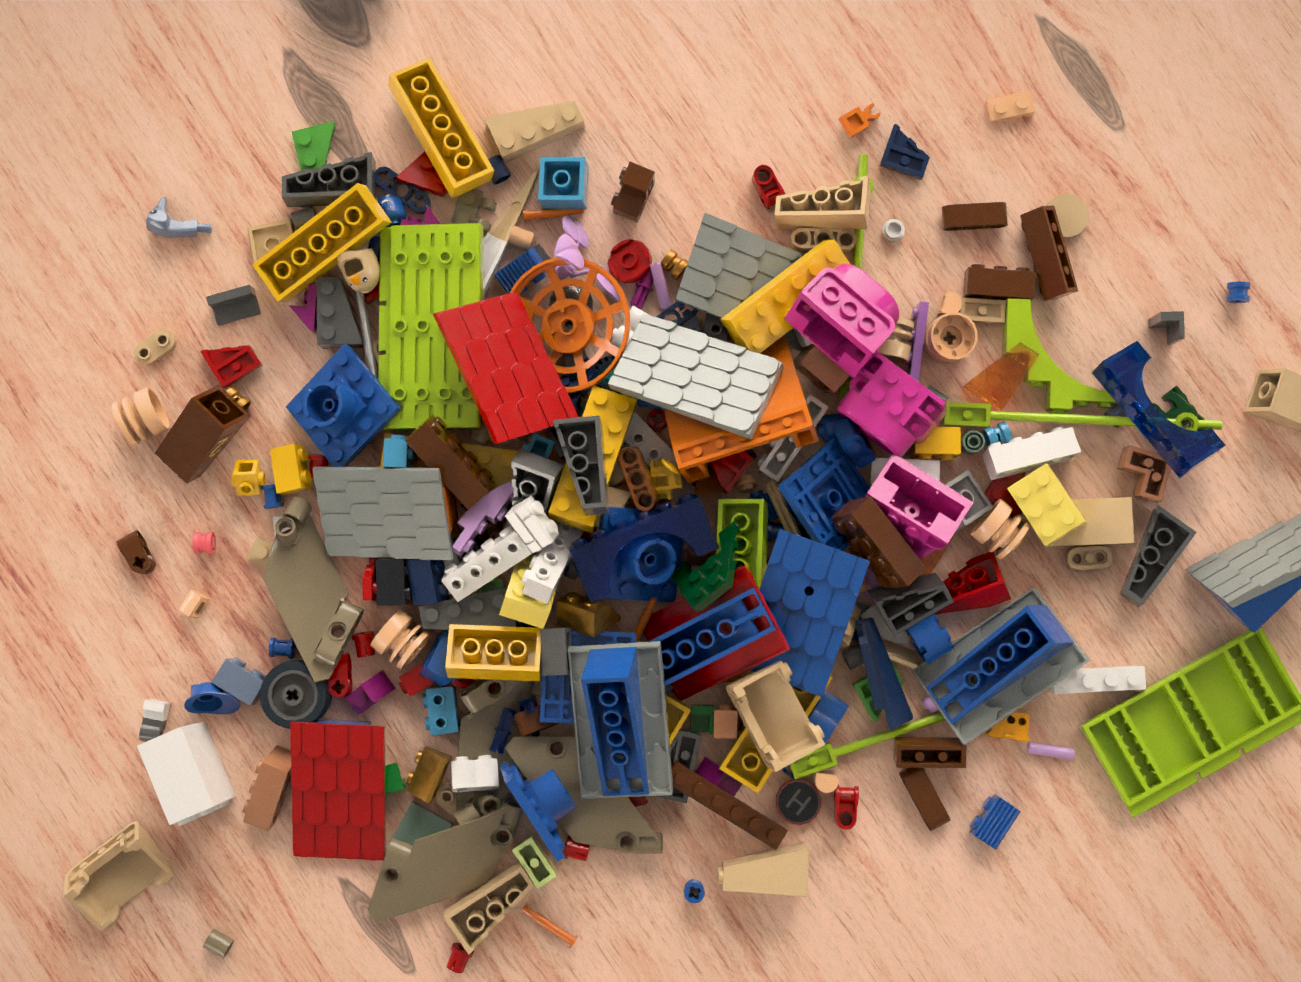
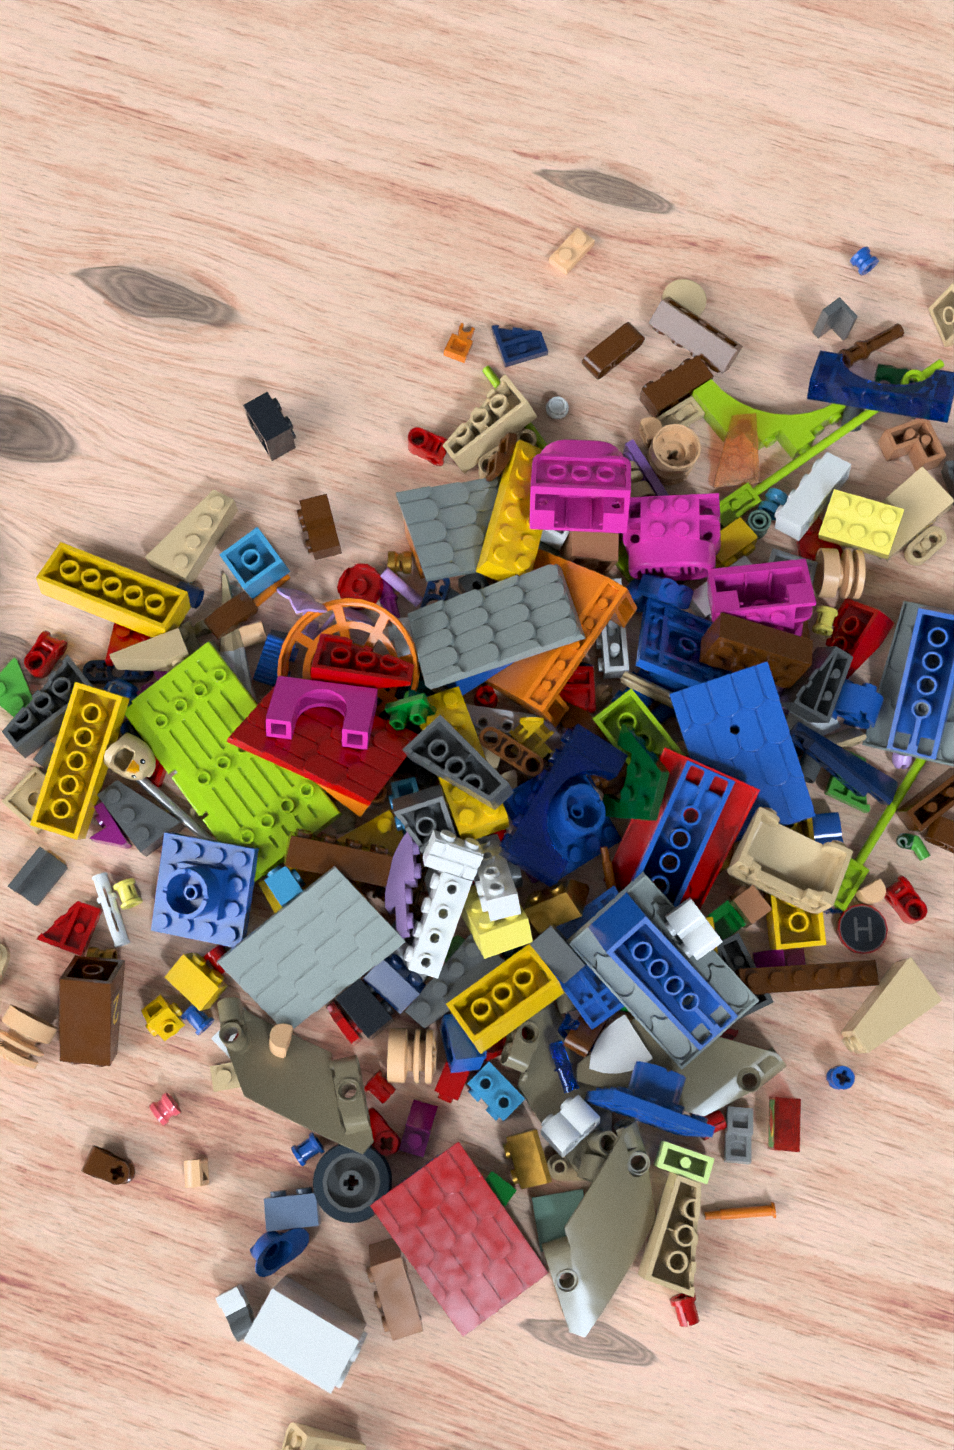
camera: 40 degrees left, 10 degrees down
(275, 343) = (101, 881): none -> white pin
(288, 367) = (127, 893): none -> light yellow bush
(318, 557) = (280, 1039): none -> light nougat brick
(358, 136) = (48, 651): none -> red piece
(441, 204) = (154, 654): none -> tan slope
(509, 317) = (297, 695): none -> dark pink arch
(515, 210) = (230, 614): none -> reddish brown slope
(550, 749) = (618, 1048): none -> white sticker
(567, 325) = (348, 664): none -> red wedge
(585, 390) = (411, 708): none -> green hips
(590, 873) = (738, 1135): none -> light grey slope
(627, 891) = (784, 1124): none -> clear red brick
(656, 78) = (270, 425): none -> black brick
(662, 710) = (693, 929): none -> white brick
(806, 244) = (500, 459): none -> reddish brown slope
(888, 770) = (914, 843): none -> arm
(961, 556) = (824, 620): none -> light yellow bush
(1173, 364) = (862, 349): none -> reddish brown pin

